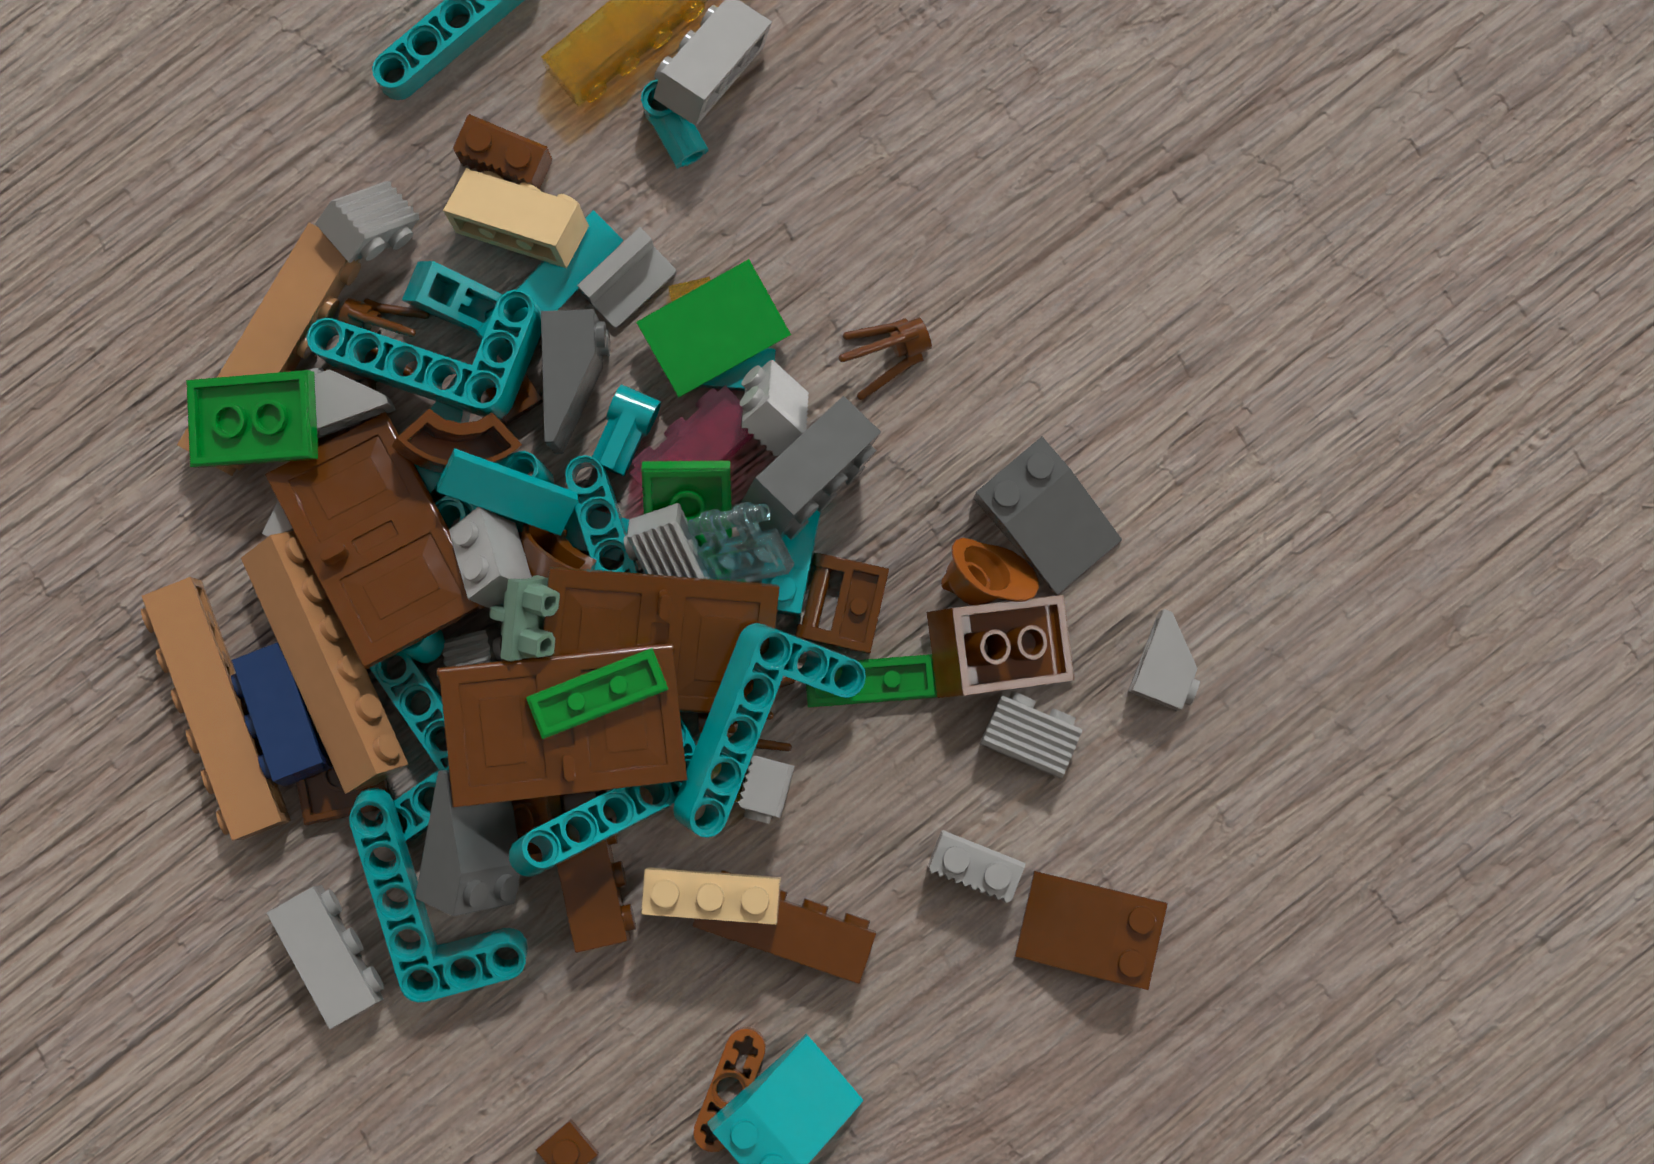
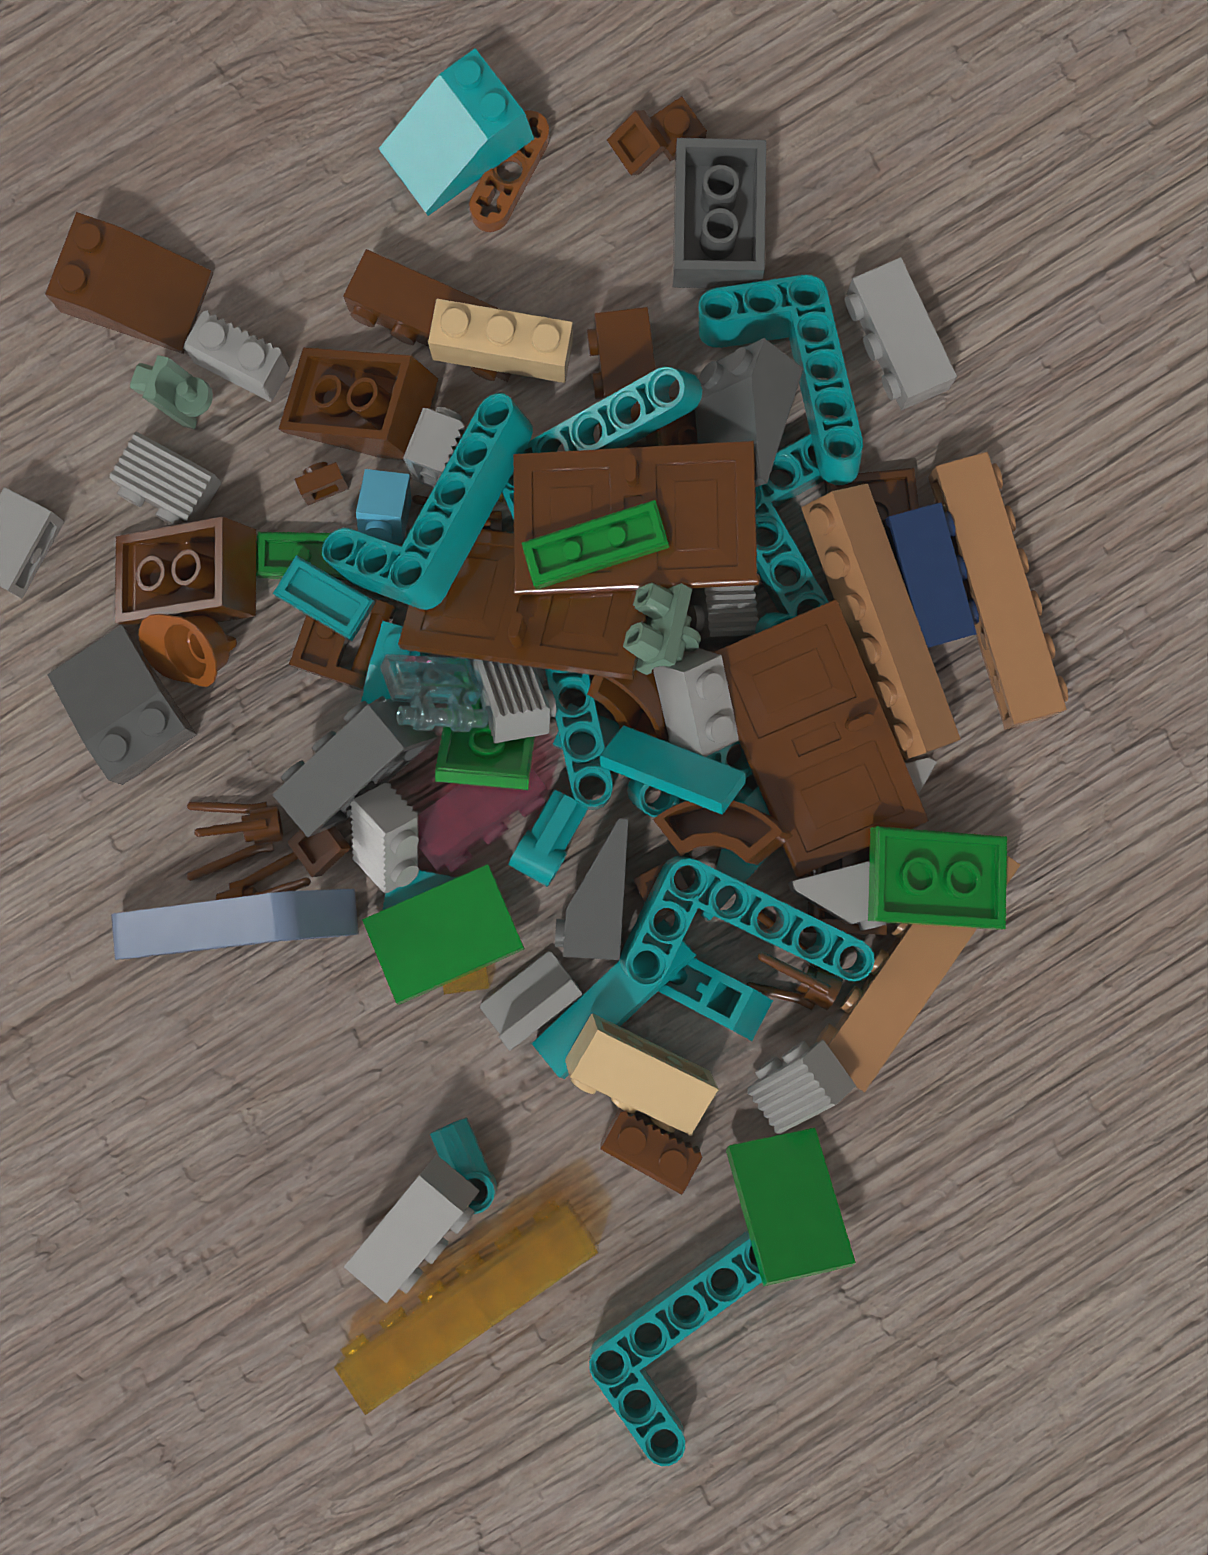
camera: 175 degrees left, 0 degrees up
(370, 115) = (789, 1206): none -> green tile
(513, 1058) = (719, 212): none -> dark grey brick
(603, 1128) = (637, 142): none -> reddish brown plate
(814, 729) = (384, 505): none -> medium azure brick
(839, 387) = (320, 850): none -> reddish brown plate
(852, 834) = (358, 400): none -> reddish brown slope
(861, 633) = (324, 598): none -> teal tile
(880, 751) = (321, 482): none -> reddish brown plate
(899, 412) = (260, 826): none -> reddish brown plant
(906, 313) = (235, 922): none -> sand blue beam
(1029, 820) = (172, 390): none -> sand green hips

